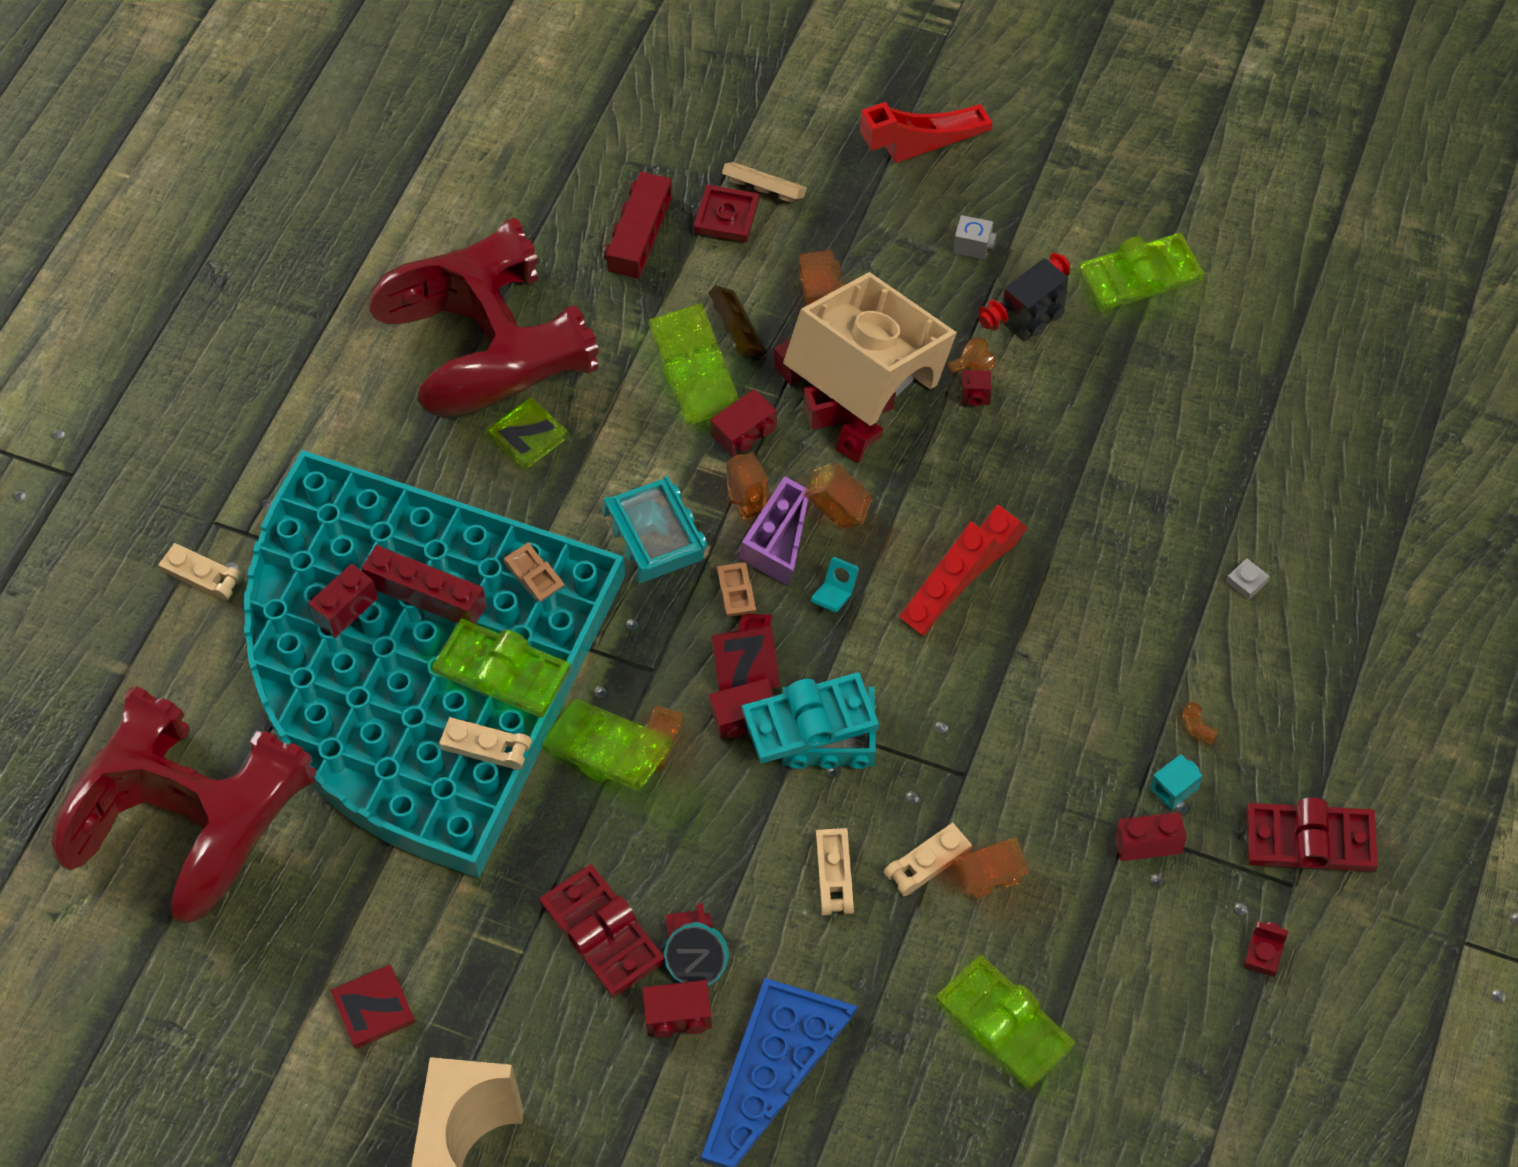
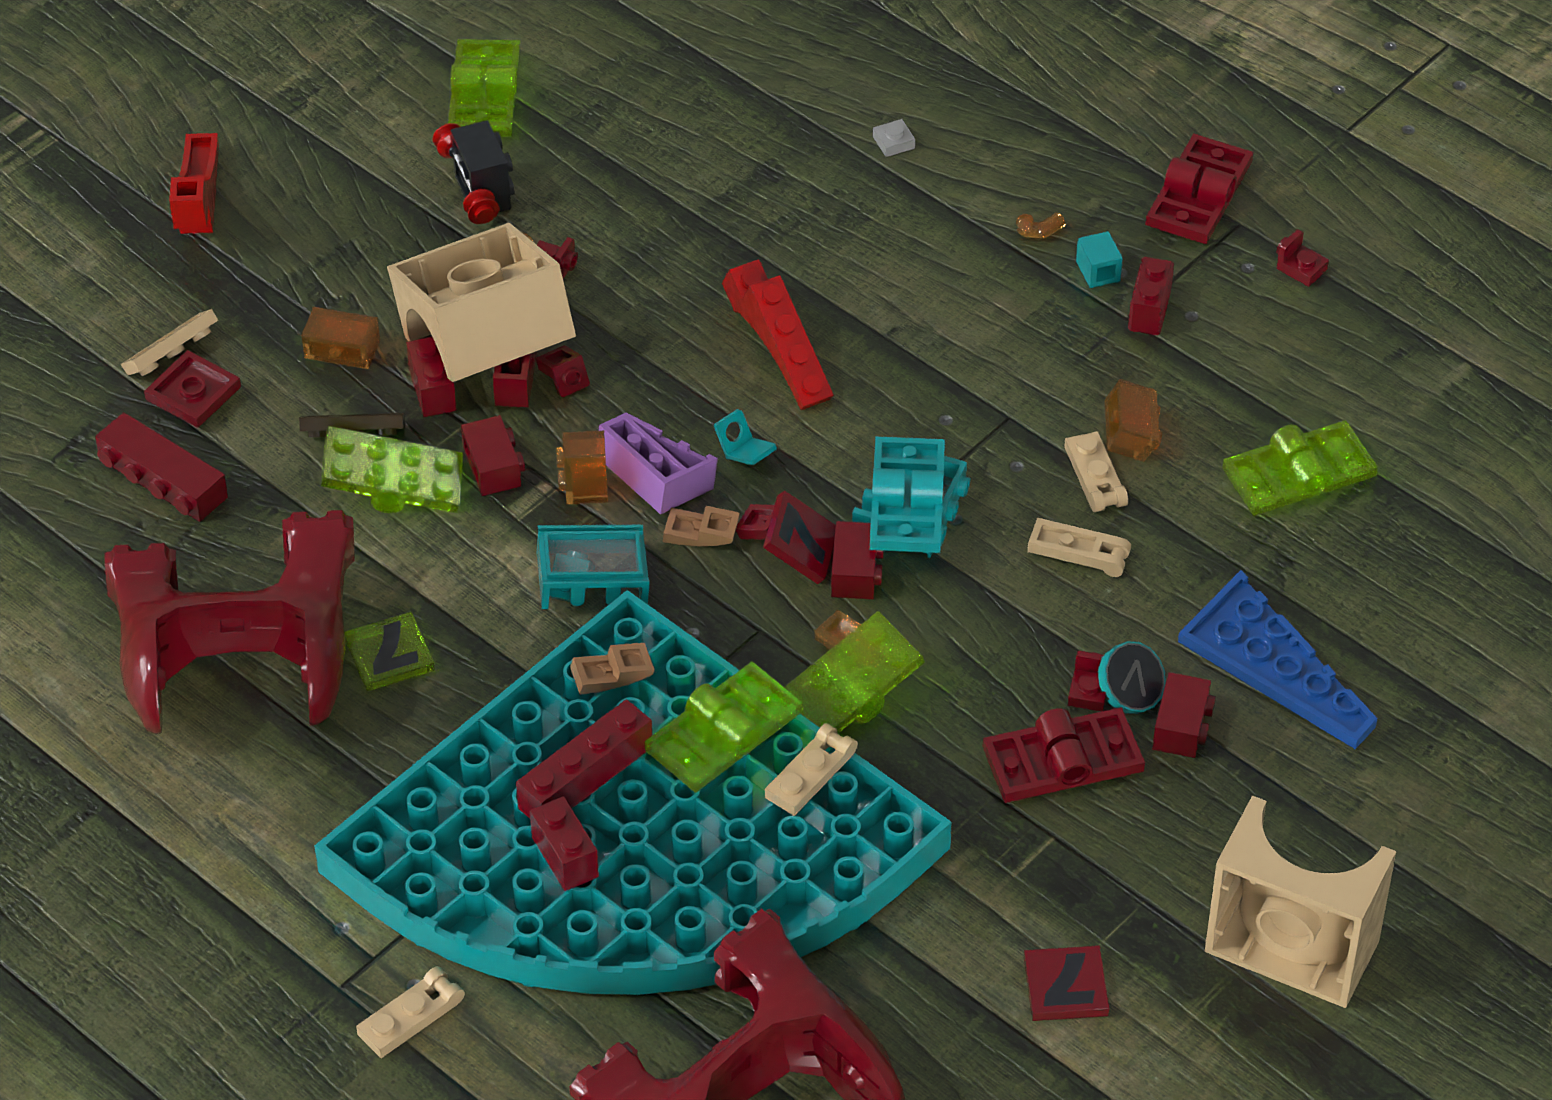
camera: 70 degrees left, 10 degrees down
(838, 495) = (640, 395): clear orange brick -> none
(974, 237) = (360, 197): light grey brick -> none

